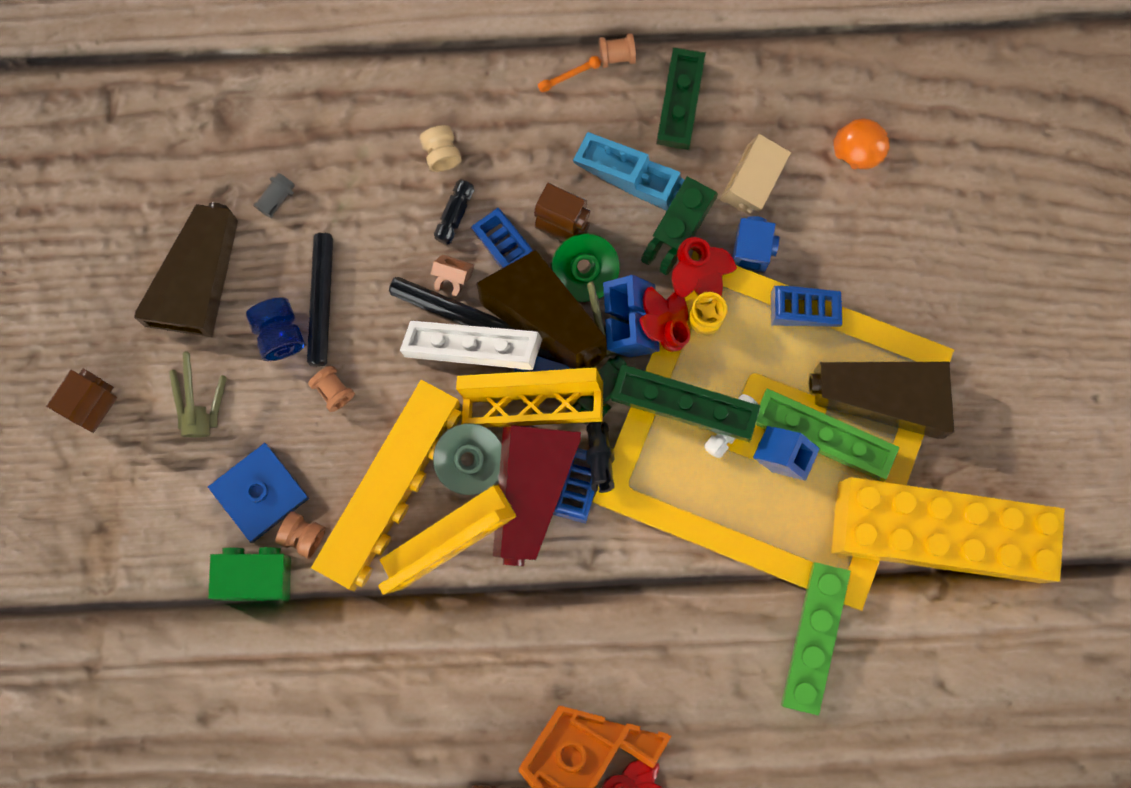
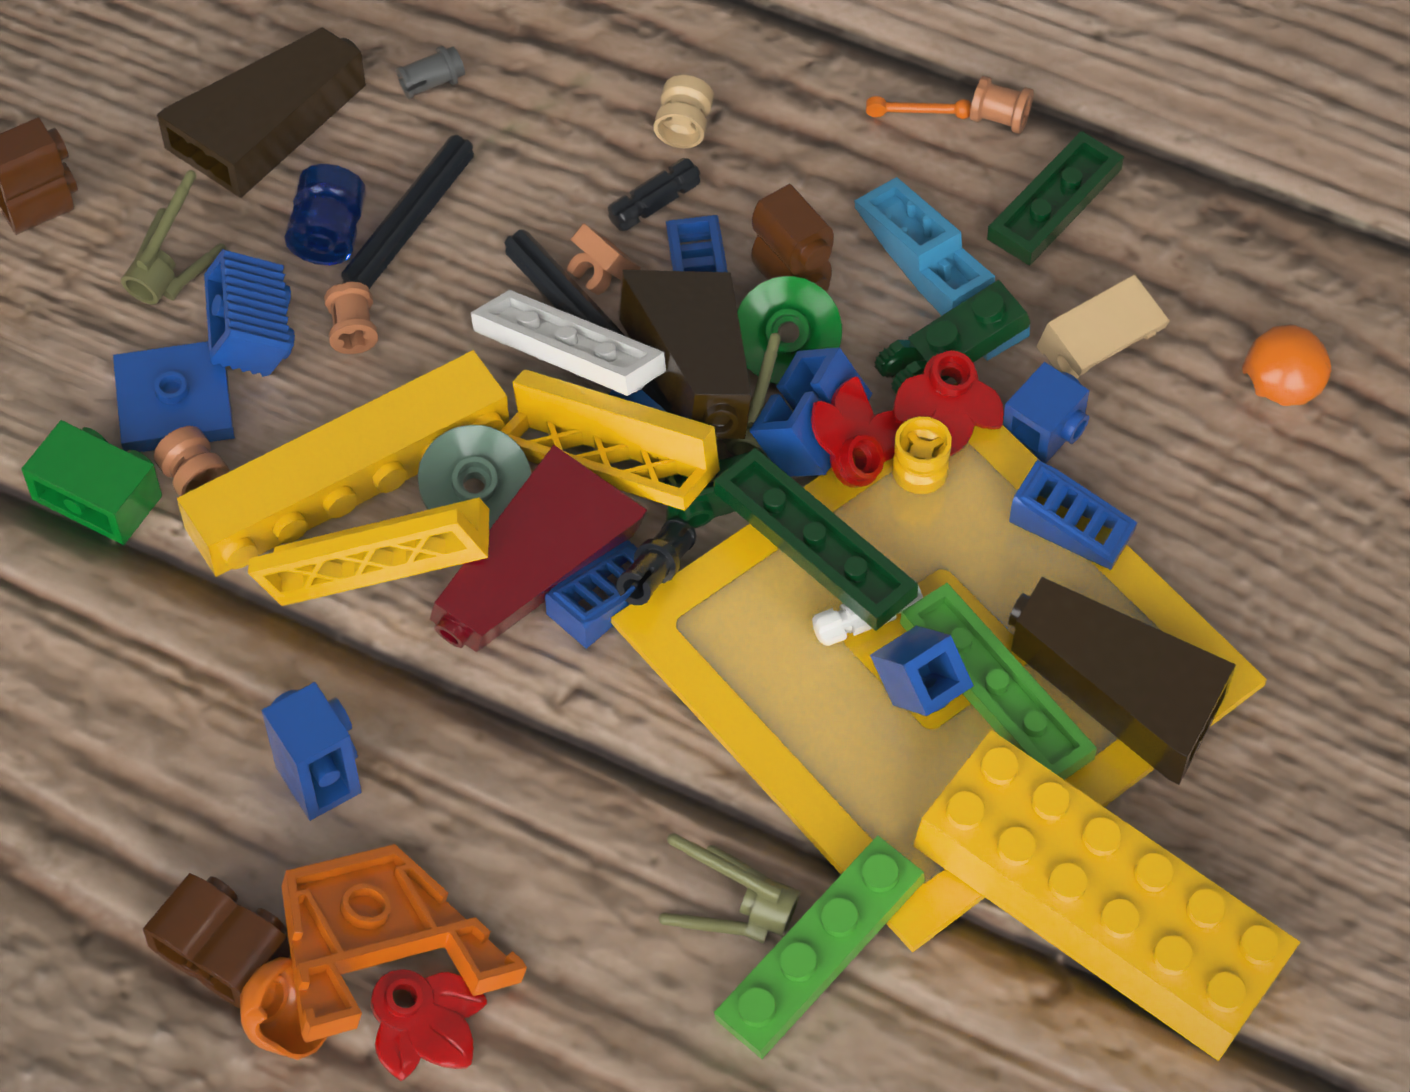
camera: 30 degrees right, 20 degrees down
(271, 420) = (247, 313): none -> blue brick
(485, 681) = (313, 749): none -> blue brick
(773, 627) = (765, 901): none -> olive plant

